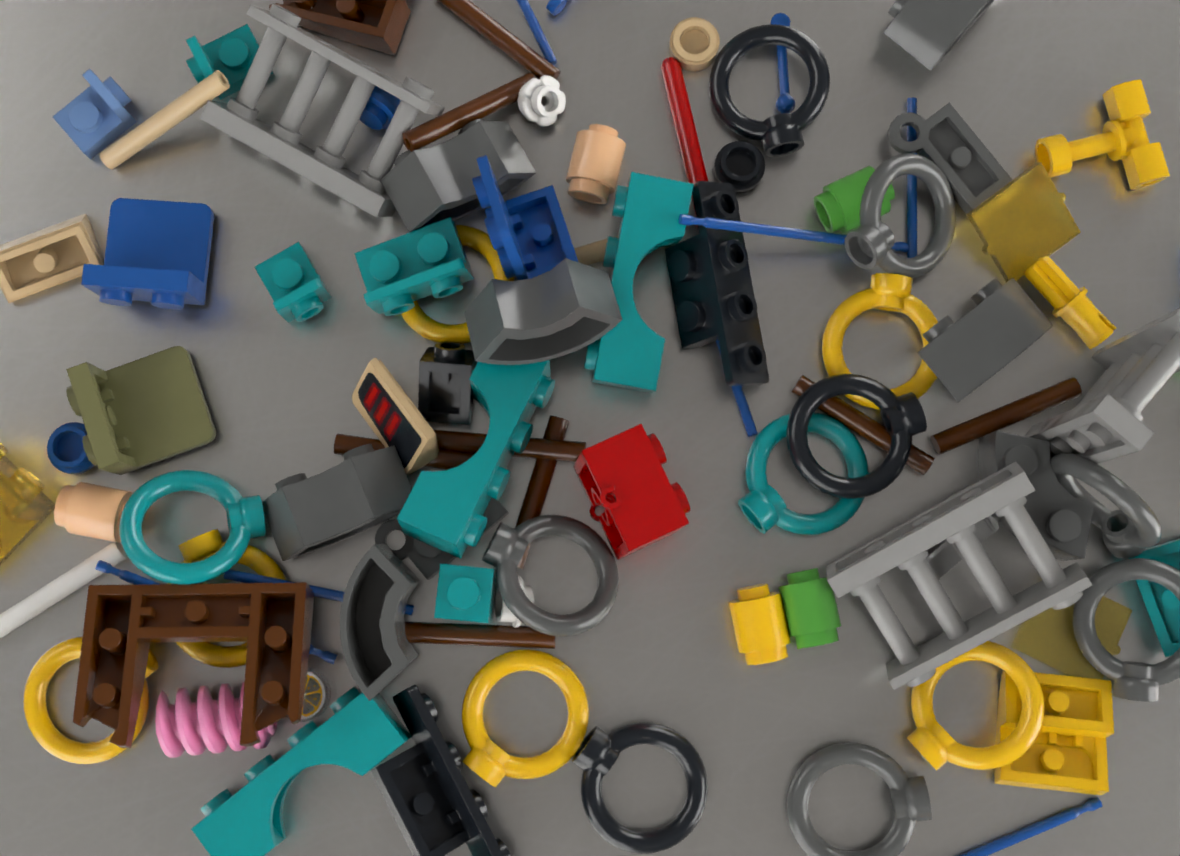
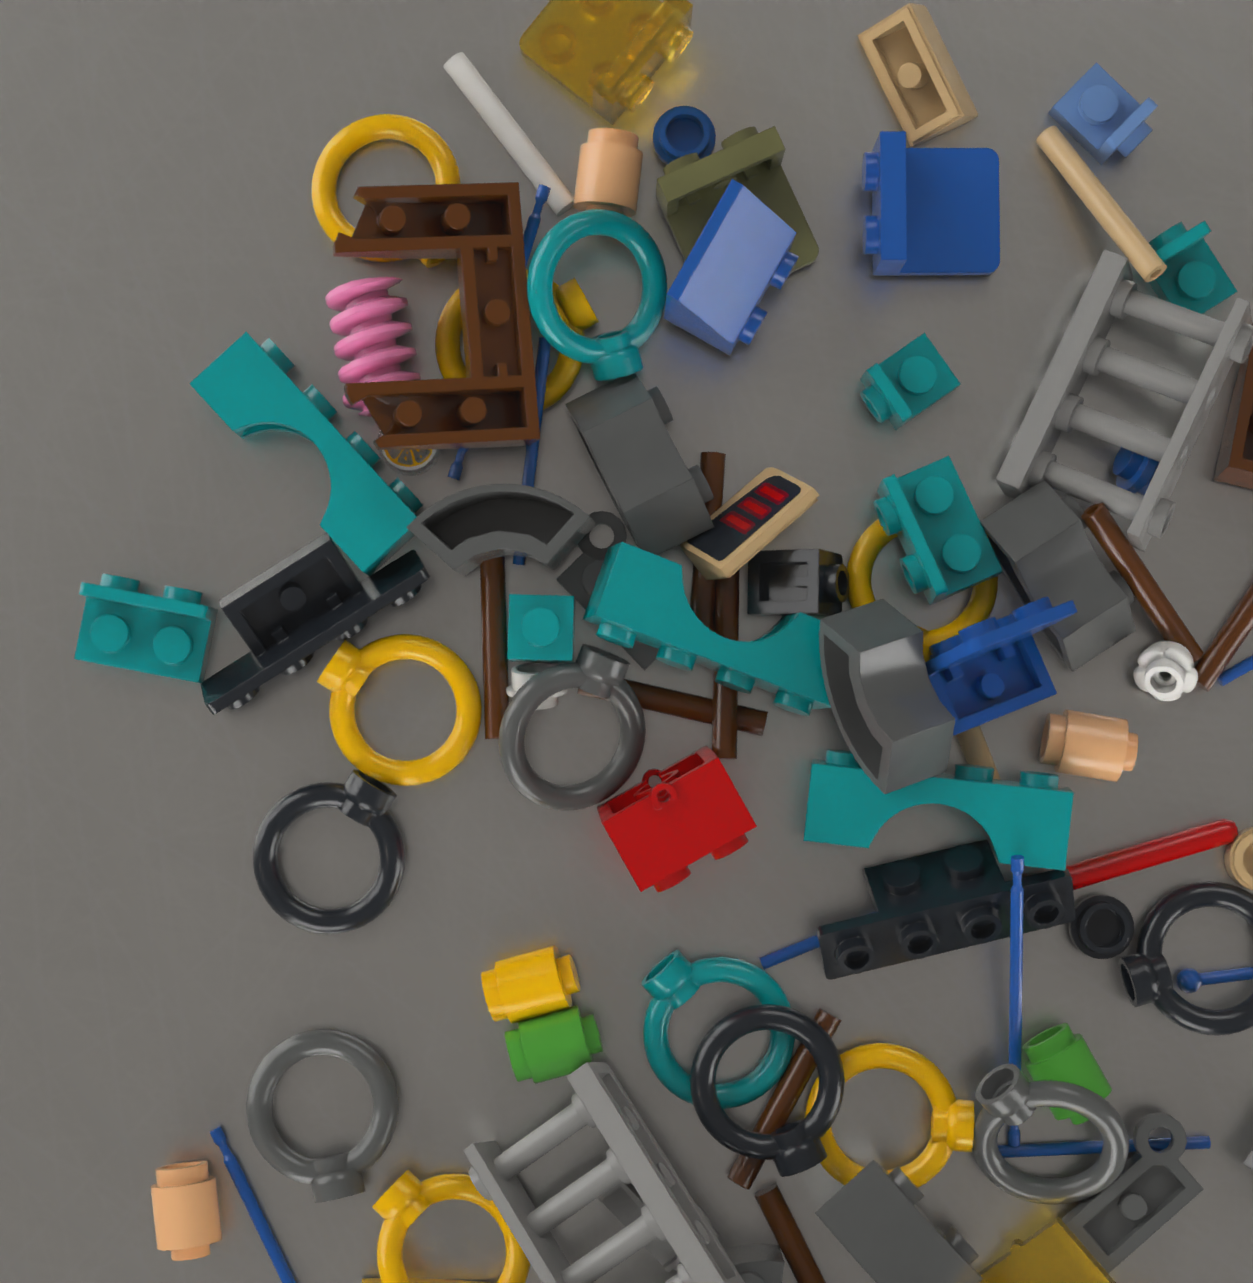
camera: 80 degrees right, 5 degrees up
(182, 414) = (730, 271): none -> slope

